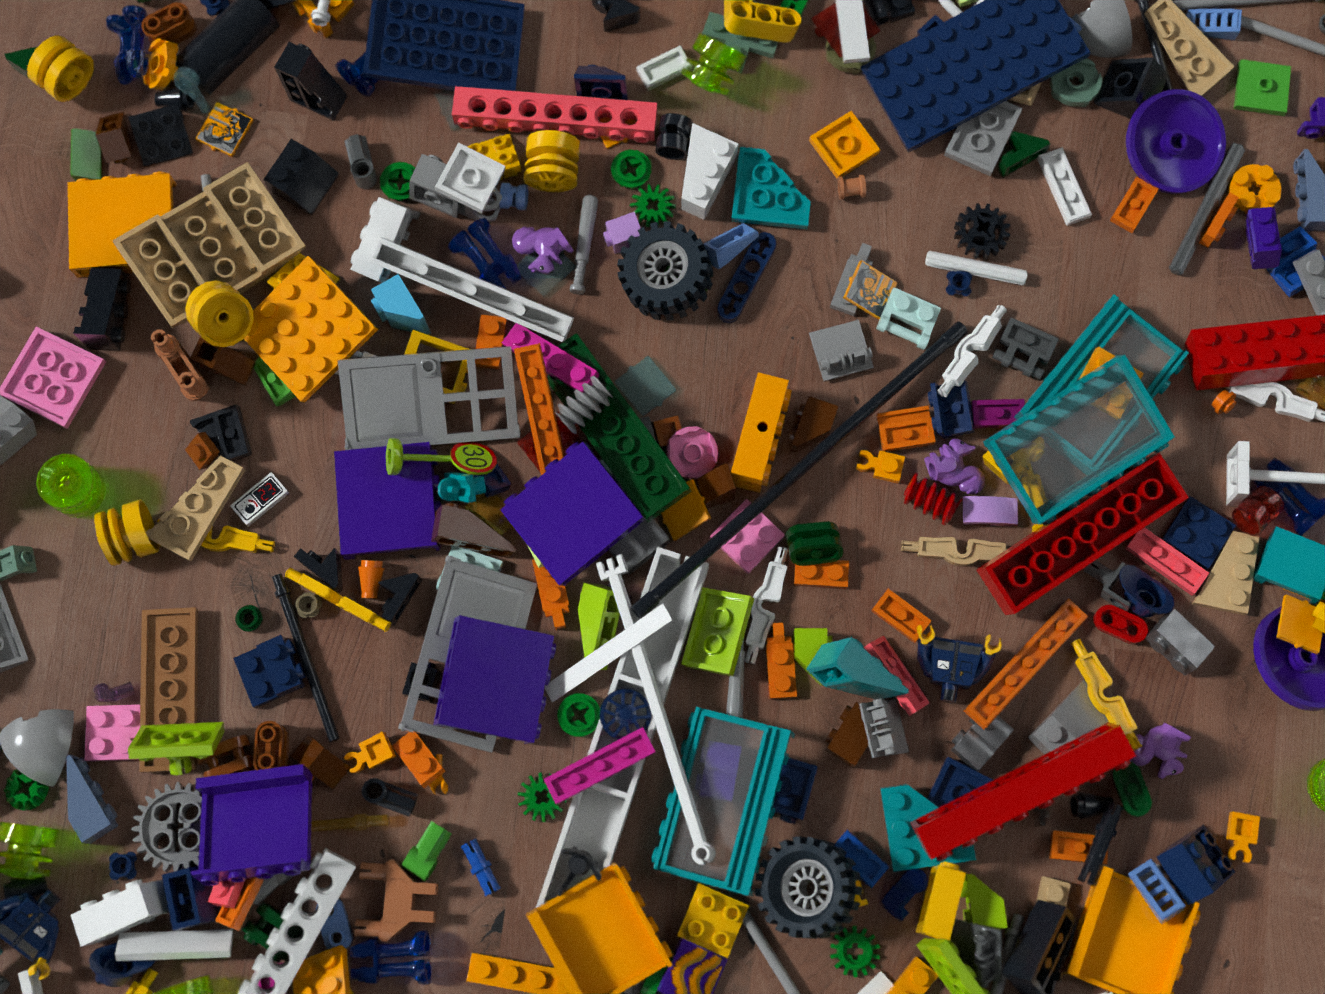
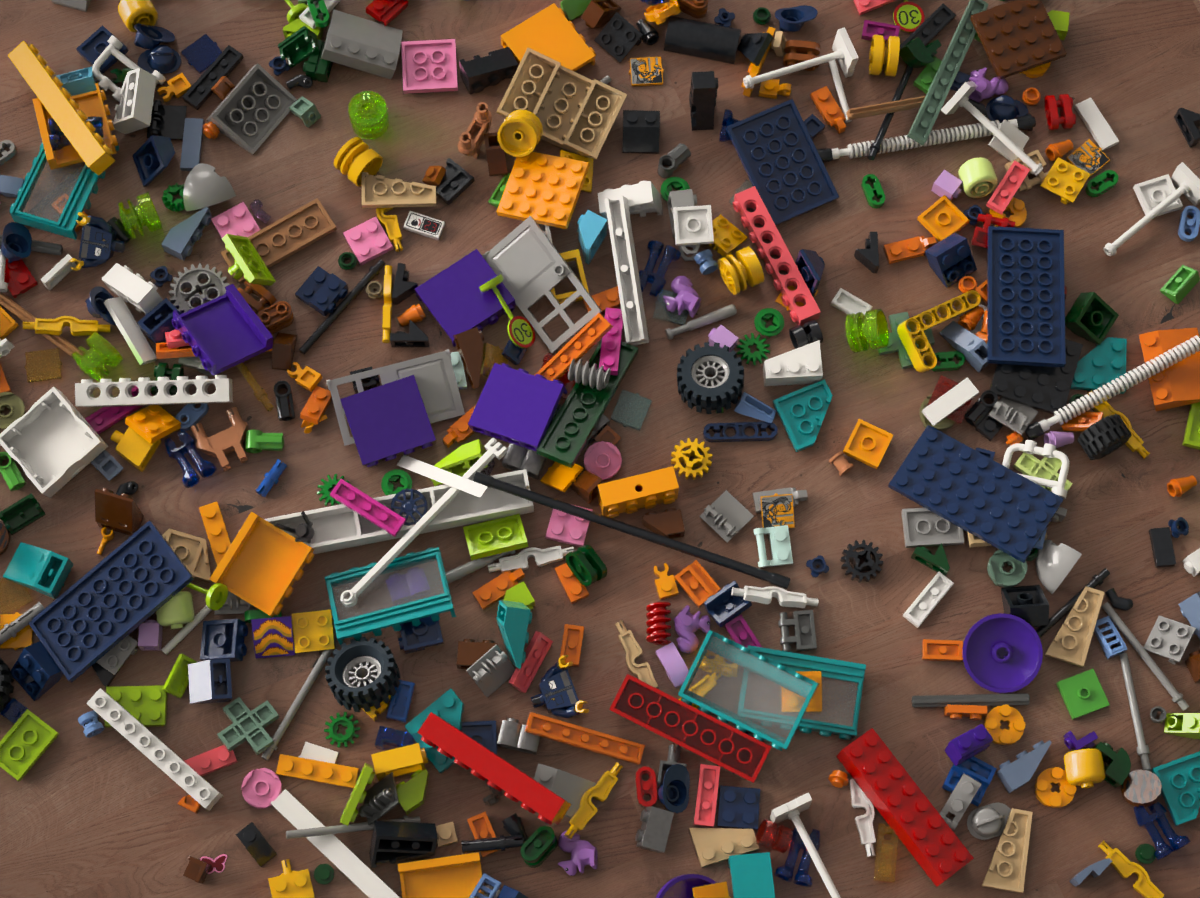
camera: 55 degrees right, 5 degrees down
(187, 82) = (659, 32): clear light blue plate -> none
(237, 578) = (368, 241): none -> bright pink plate
(461, 487) = (496, 333): teal hips -> none
(742, 341) = (684, 456): none -> yellow gear
(976, 267) = (835, 571): white axle -> none

